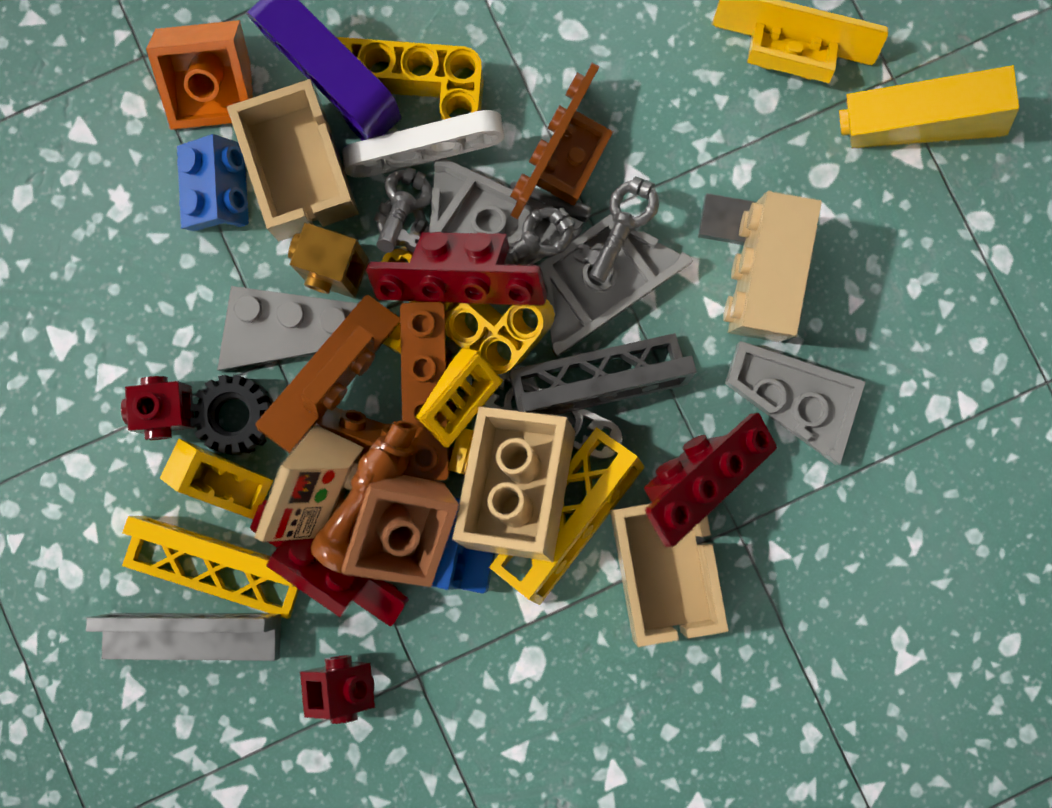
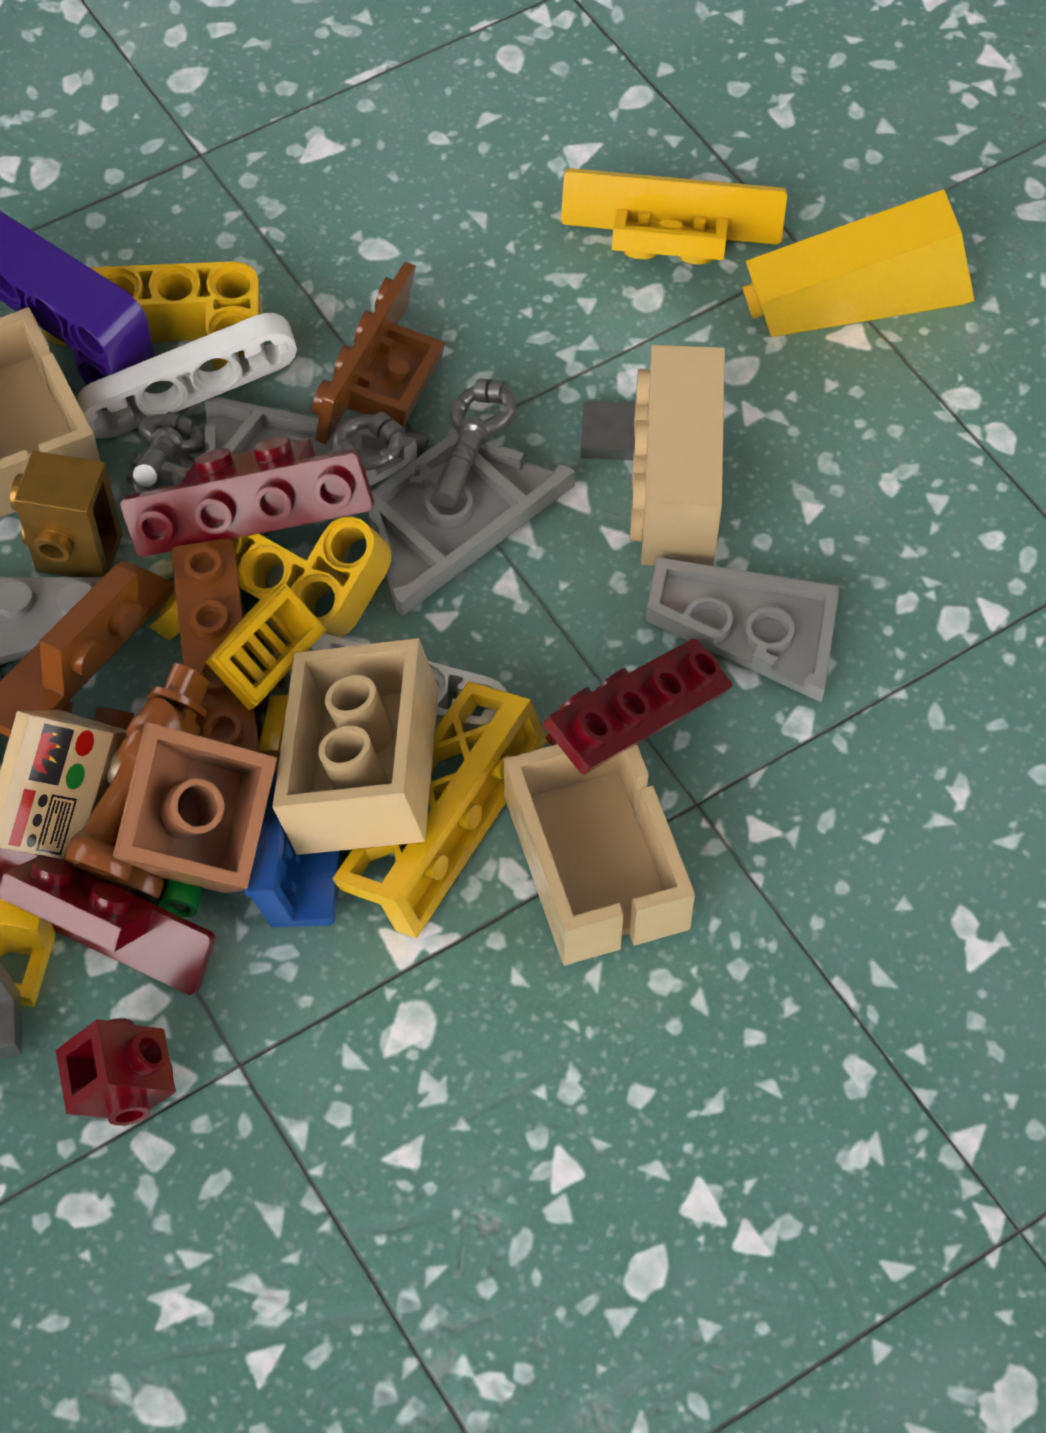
camera: 10 degrees left, 25 degrees down
(602, 387) = (484, 618): flat silver fence -> none

